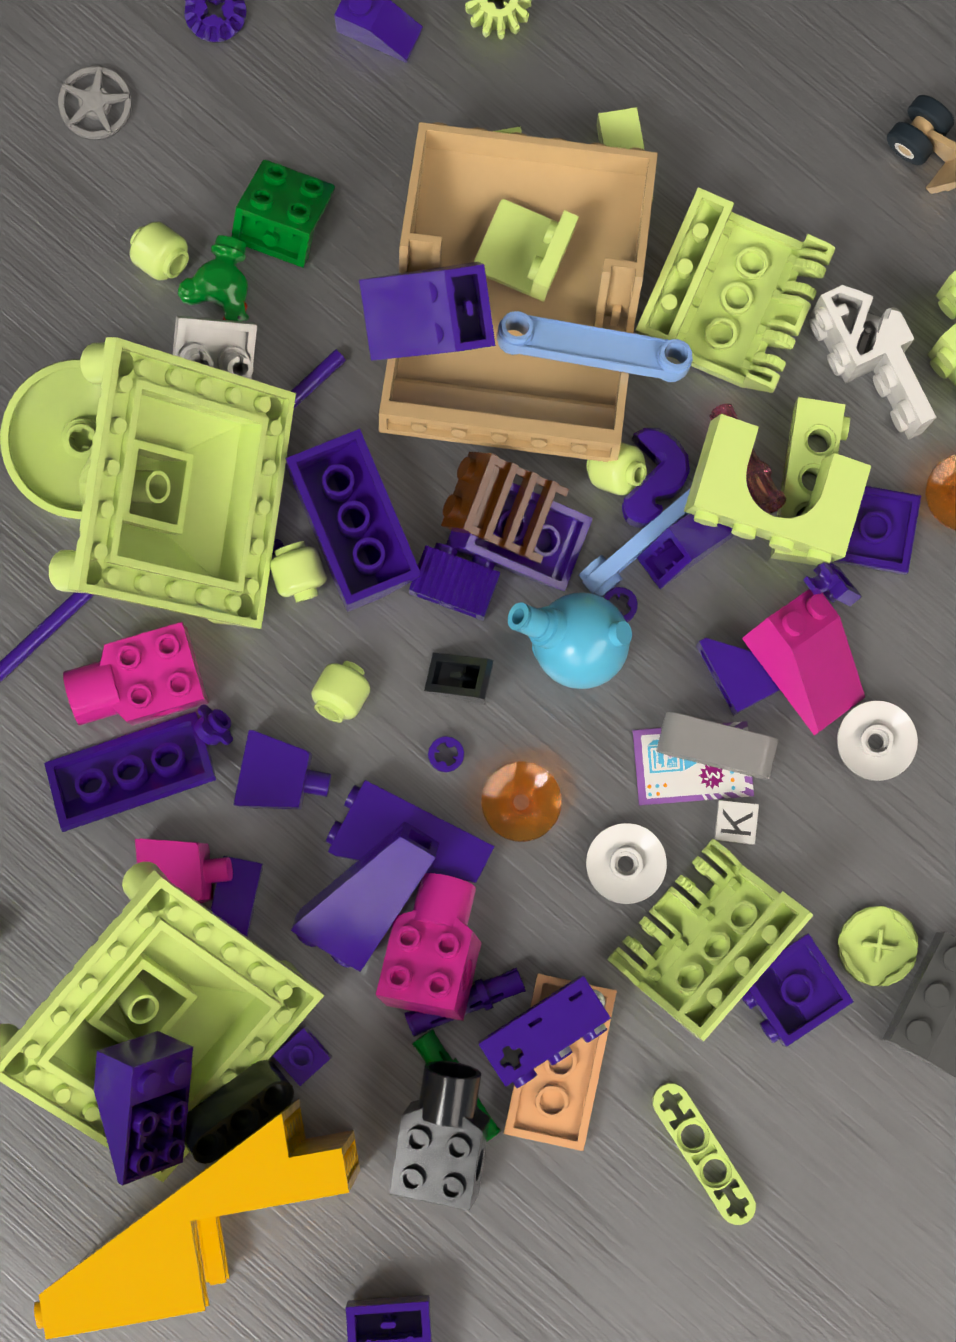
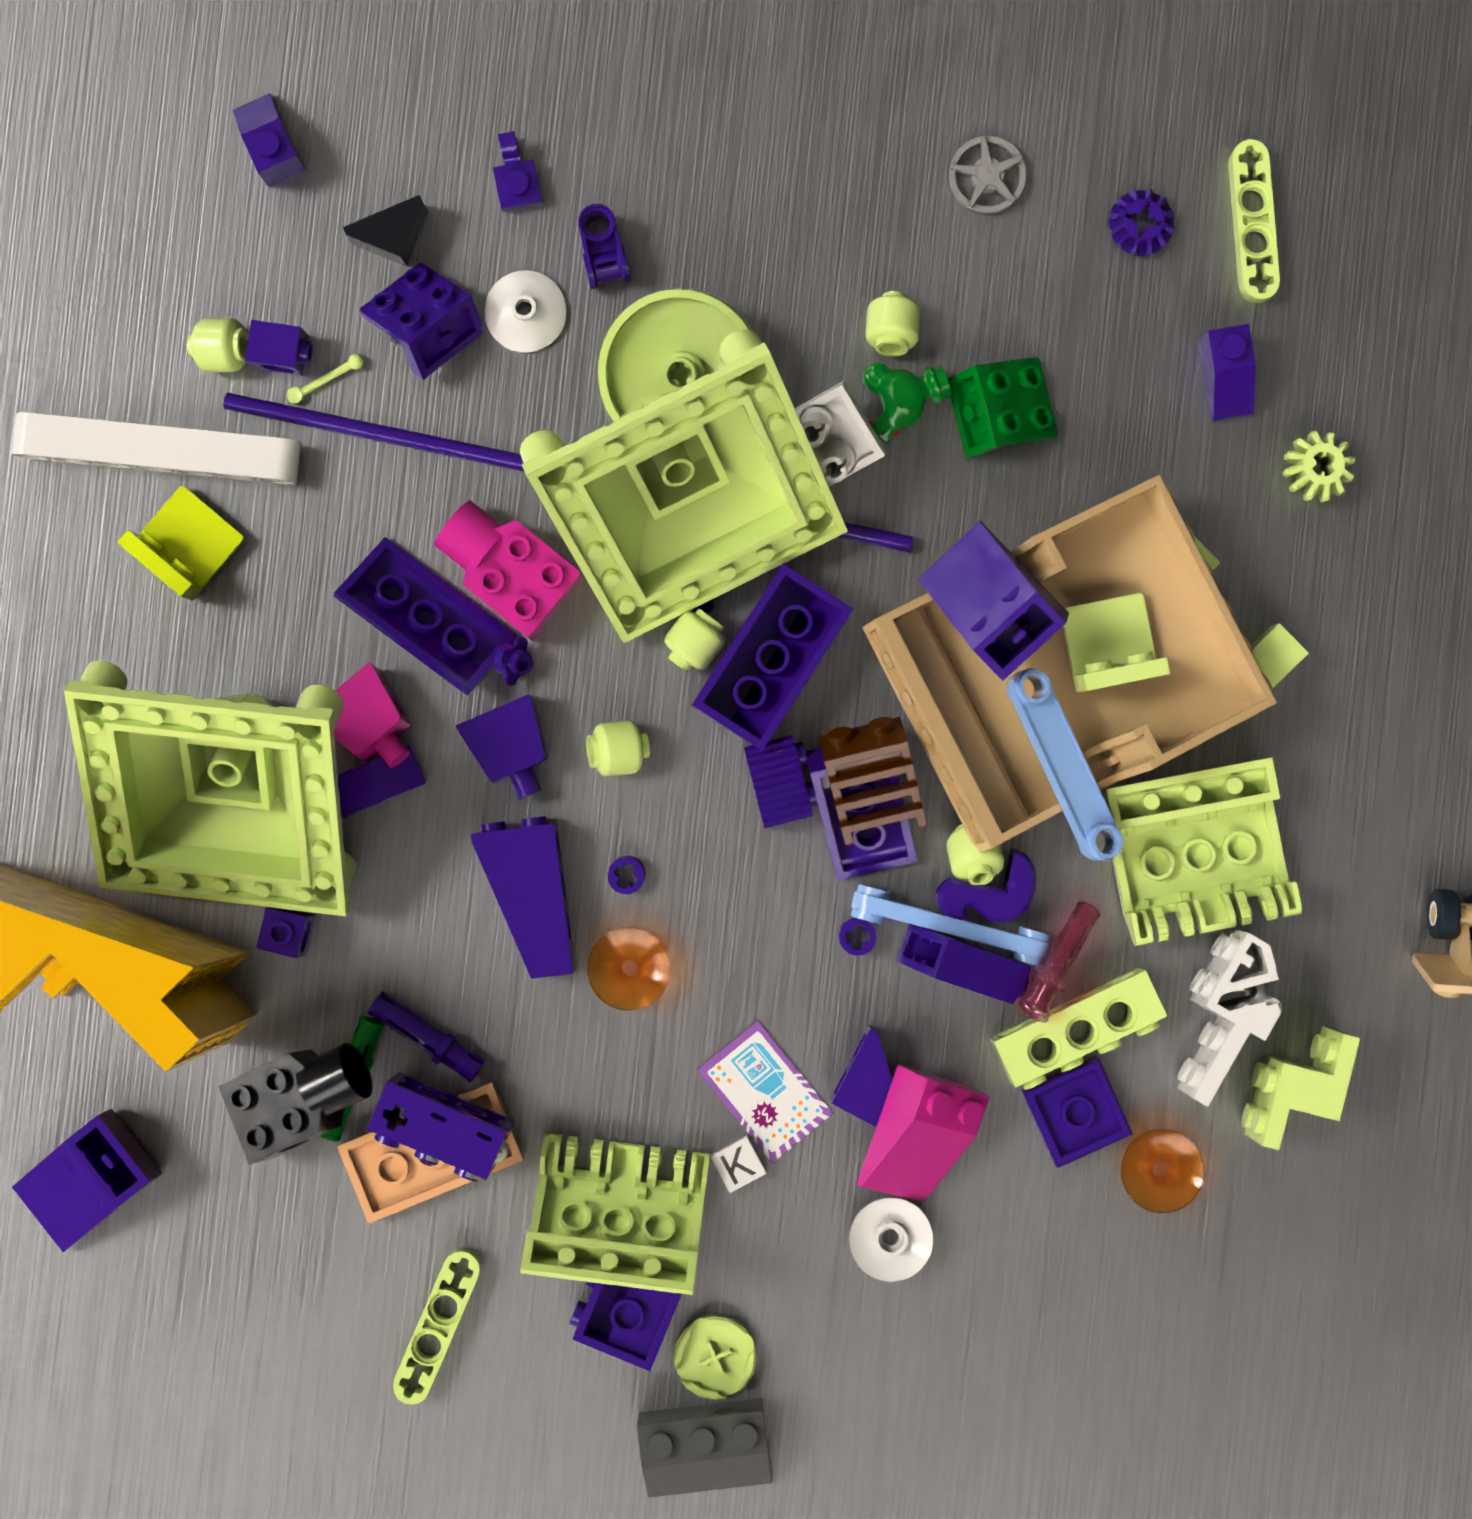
camera: 60 degrees right, 5 degrees up
(144, 1103) = (143, 831): dark purple slope -> none
(236, 1111) = (195, 909): black beam -> none
(366, 899) = (452, 895): dark purple slope -> none
(432, 951) = (448, 981): dark pink brick -> none
(459, 677) = (699, 841): black slope -> none
(576, 638) = (798, 922): medium azure piece -> none
(647, 858) = (634, 1116): white dish -> none
(717, 745) = (792, 1104): light grey beam -> none
(722, 496) = (1009, 966): yellowish green arch -> none
(833, 584) = (1001, 1110): dark purple plate -> none

